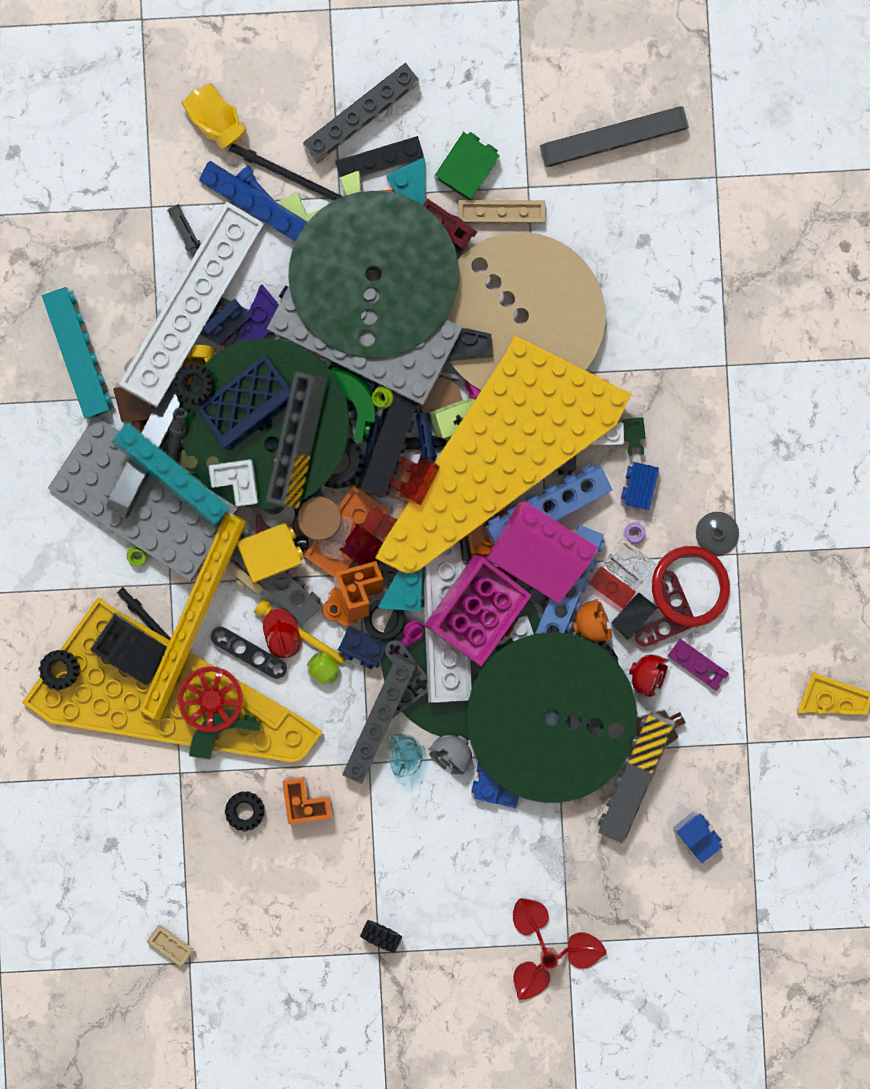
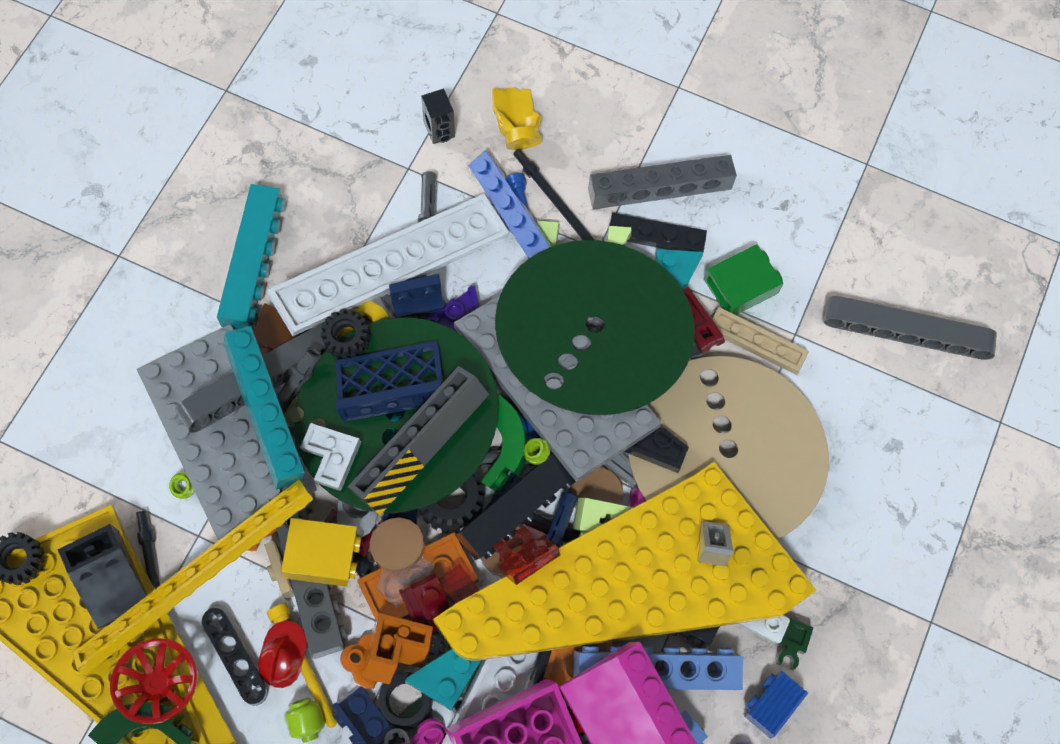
camera: 20 degrees right, 20 degrees down
(153, 154) = (438, 116): none -> black brick
(543, 399) = (715, 543): none -> light grey slope

